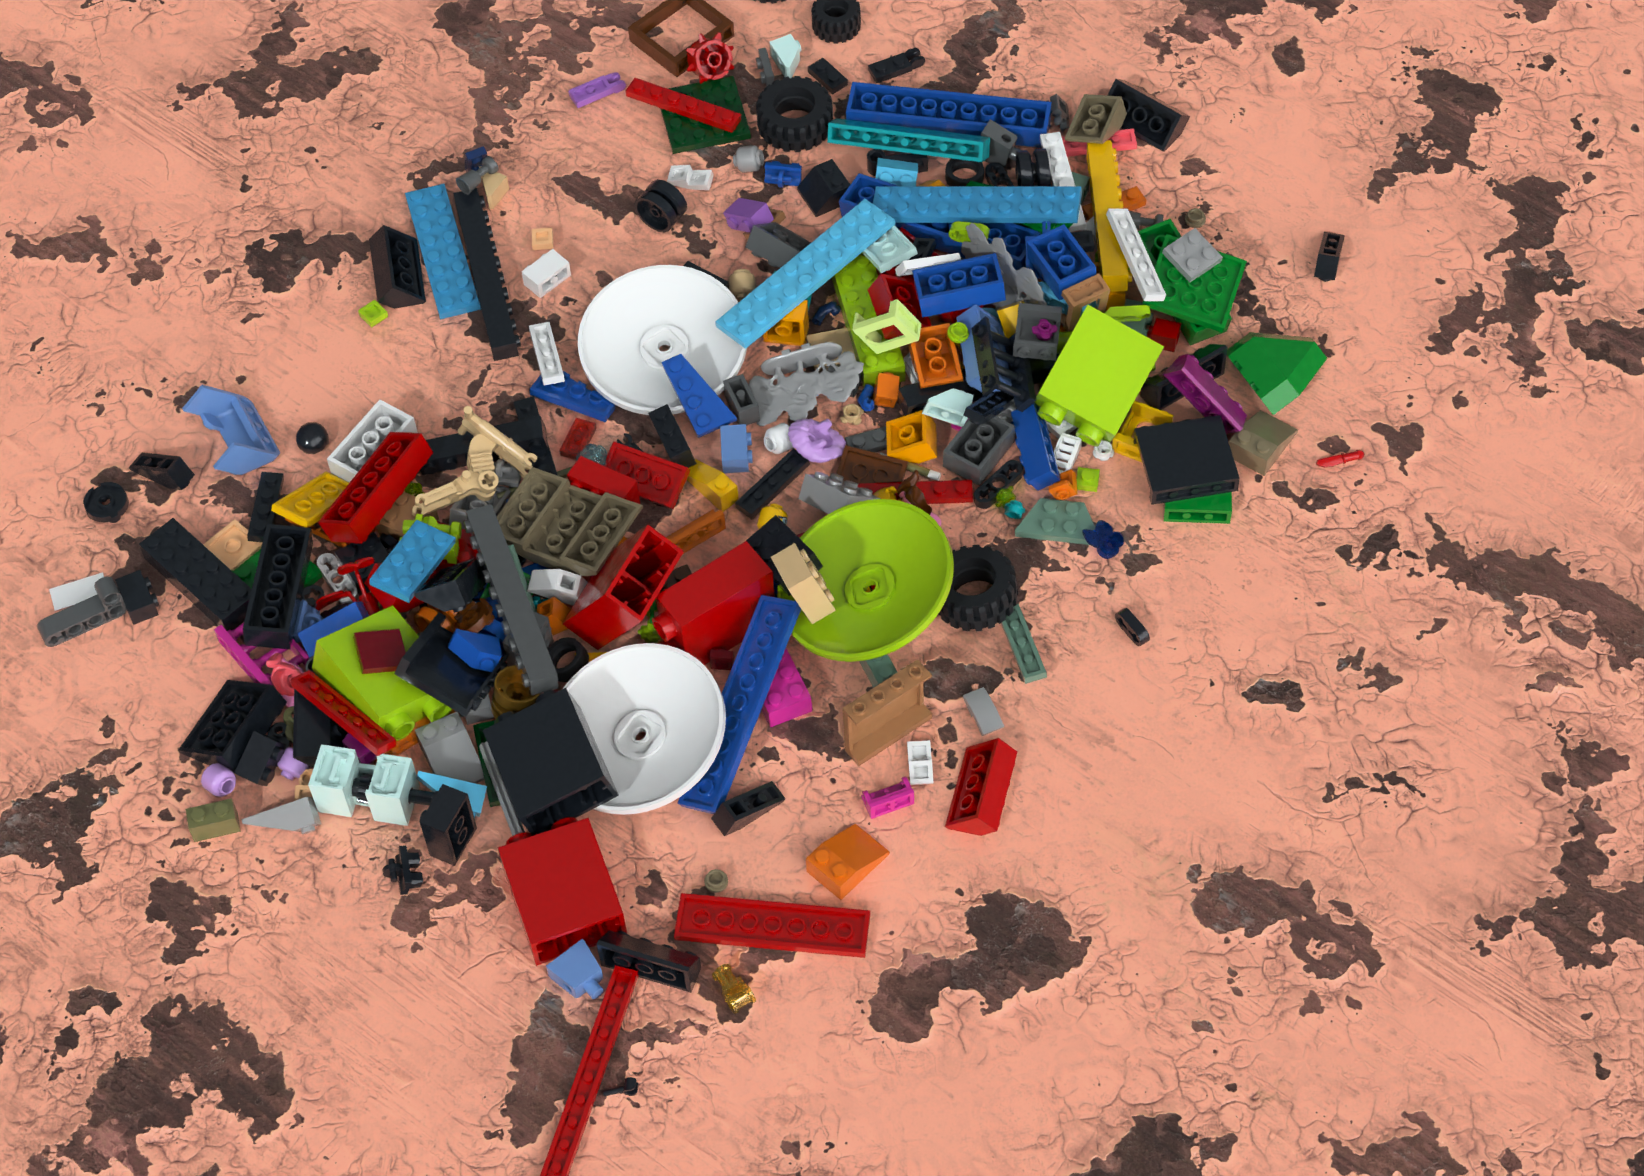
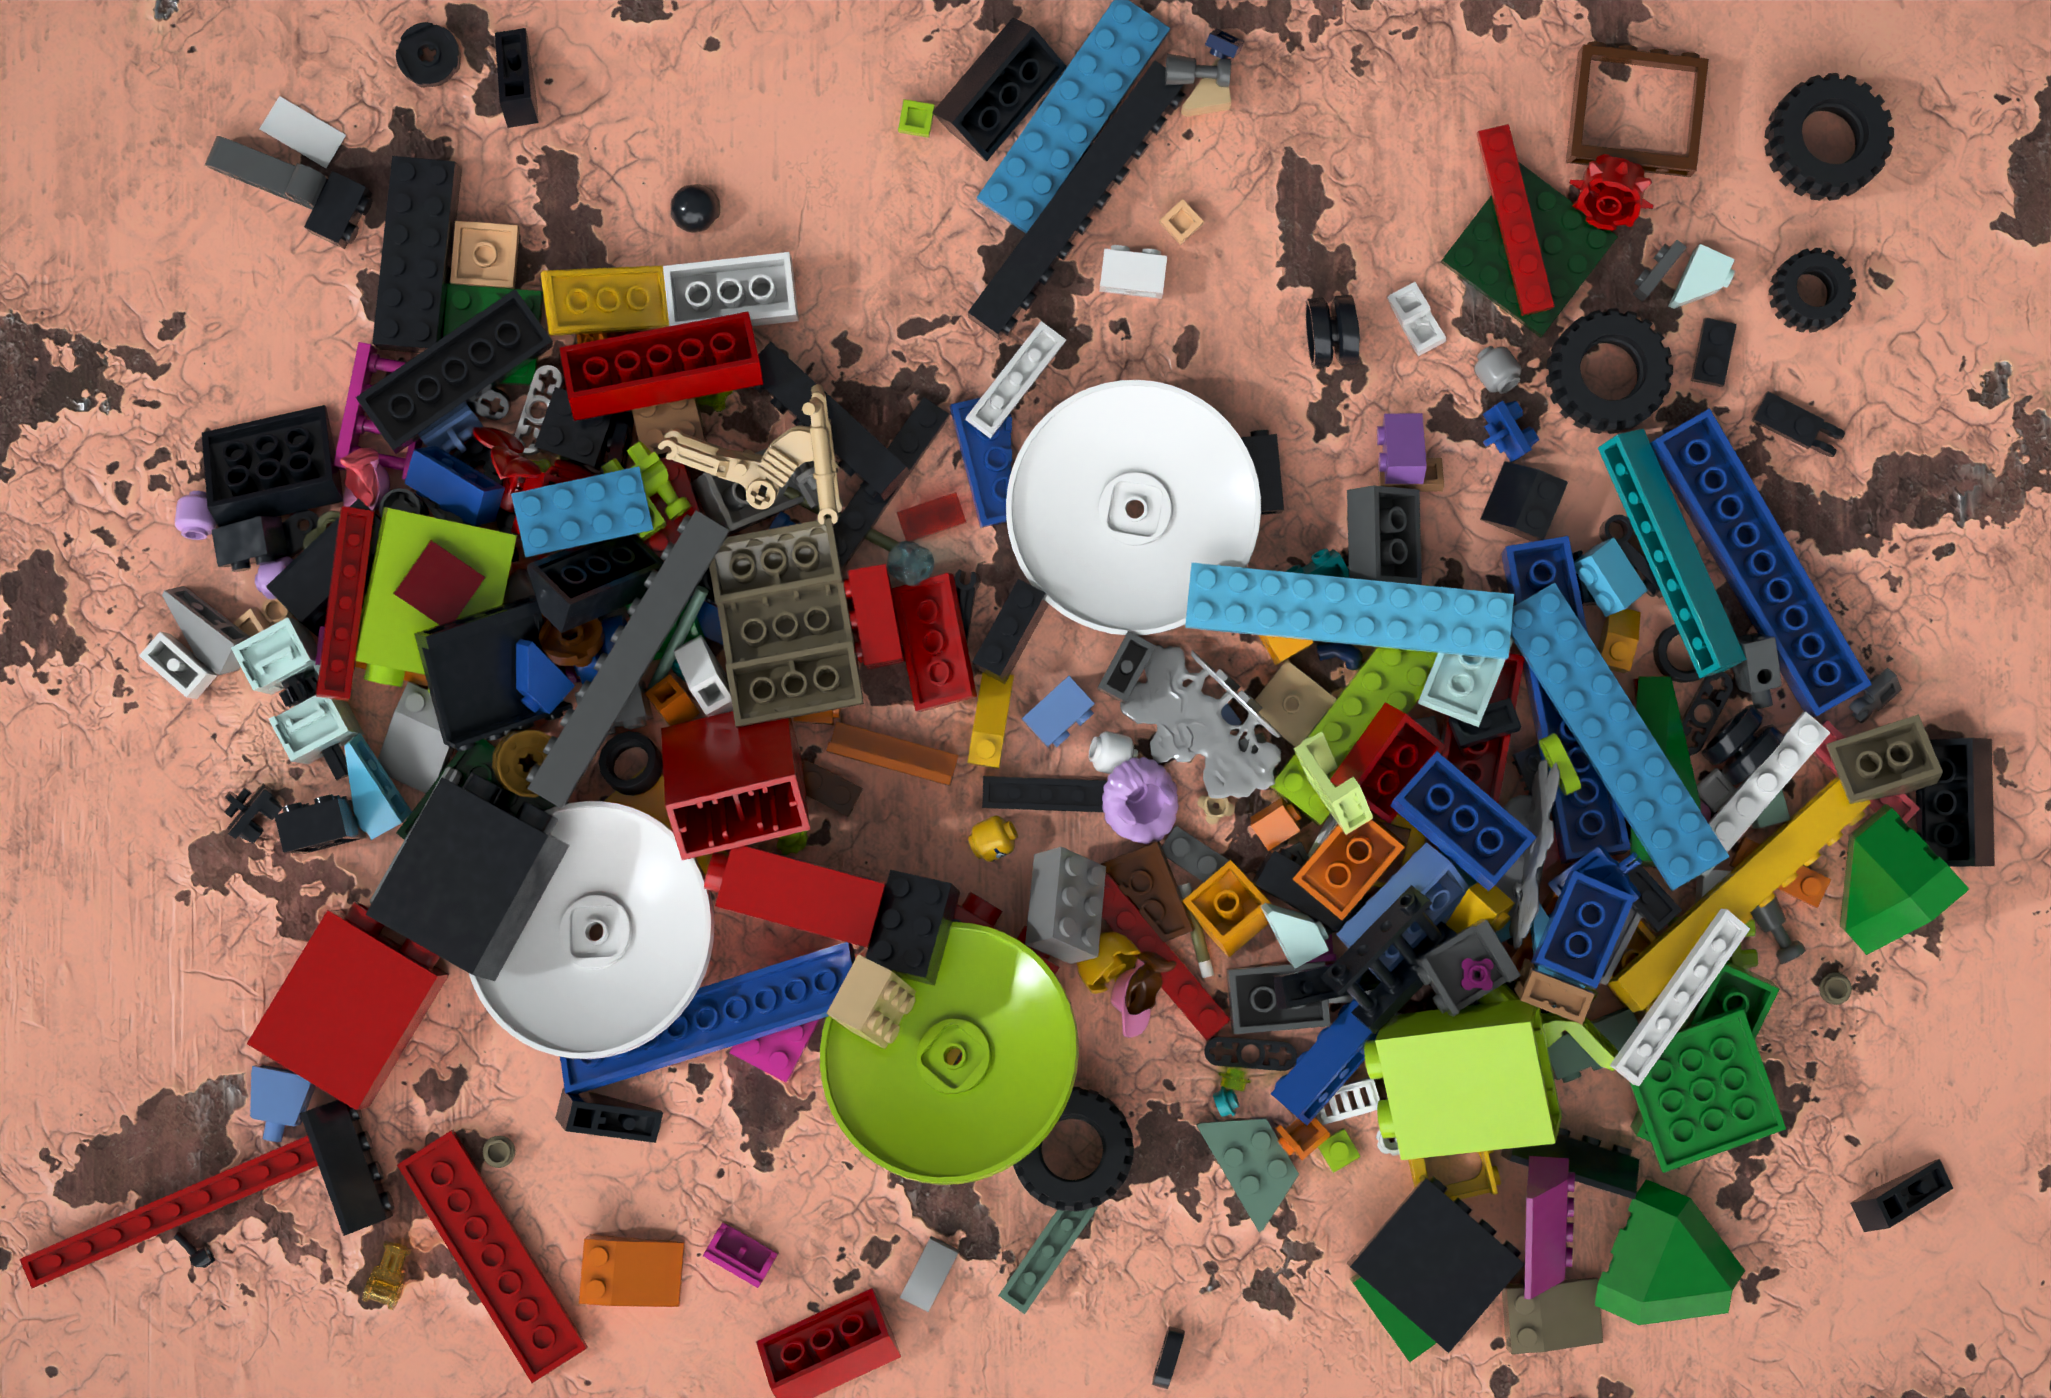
camera: 50 degrees right, 30 degrees up
(213, 820) = (146, 555): olive brick -> none
(240, 427) = (639, 123): medium blue windscreen -> none
(267, 494) = (561, 244): black plate -> none
(288, 844) = (177, 665): none -> white brick
(596, 89) = (1460, 84): medium lavender hinge -> none
(697, 398) = (1080, 624): blue wing -> none
(721, 659) = (770, 933): dark red plate -> none
(741, 283) = (1298, 523): tan head -> none
(865, 400) = (1247, 806): blue arm -> none
(886, 713) = (820, 1193): medium nougat panel -> none
(907, 266) = (1466, 757): white tile -> none
(920, 762) = (811, 1254): white slope -> none
(958, 332) = (1395, 870): lime plate -> none
(1104, 539) = (1267, 1233): clear blue plate -> none
(1159, 150) = (1892, 882): none -> green panel
(1165, 333) = (1615, 1090): red brick -> none
(1192, 255) = (1735, 1064): light grey plate -> none

